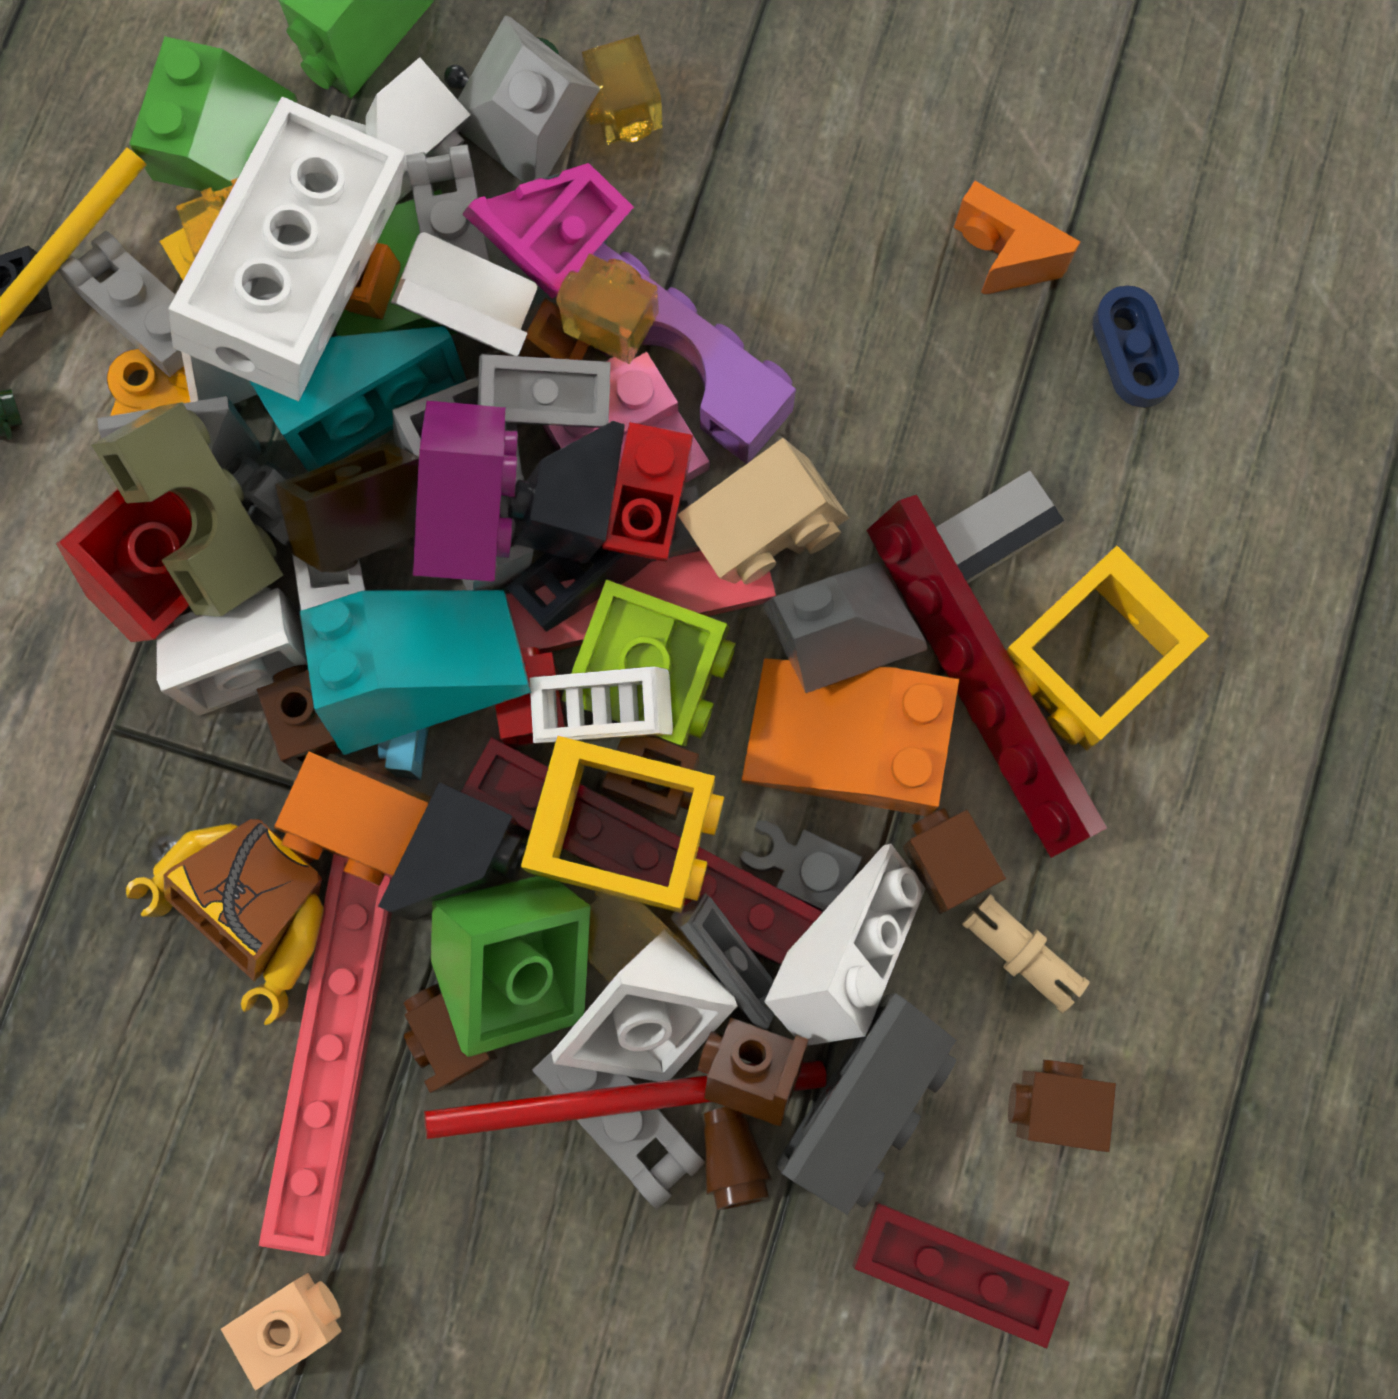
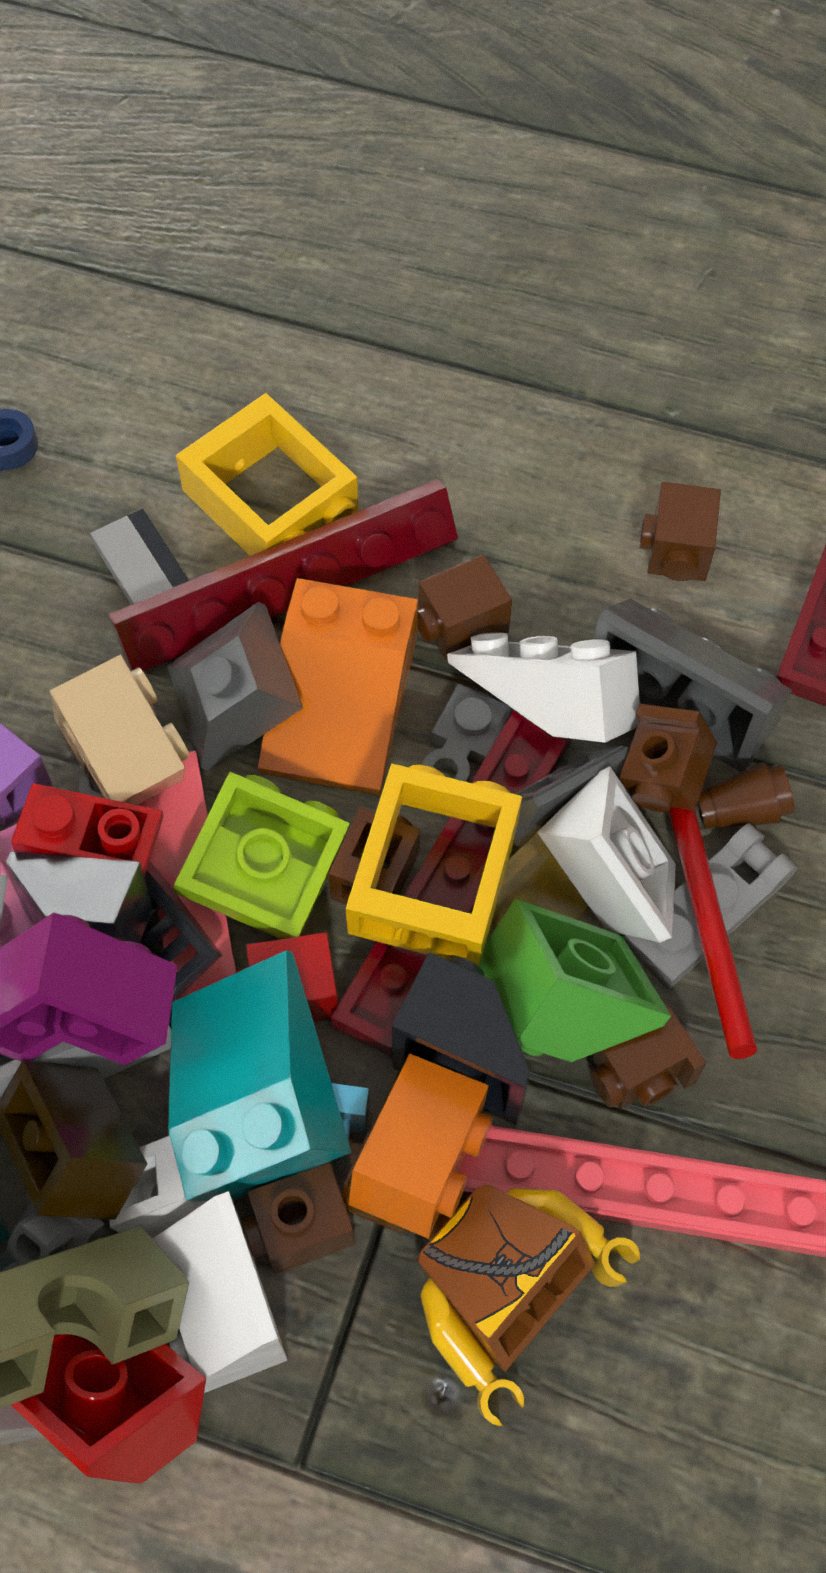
camera: 90 degrees left, 15 degrees down
(655, 698) = (309, 834): white slope -> none
(1026, 953) = (547, 557): tan pin -> none

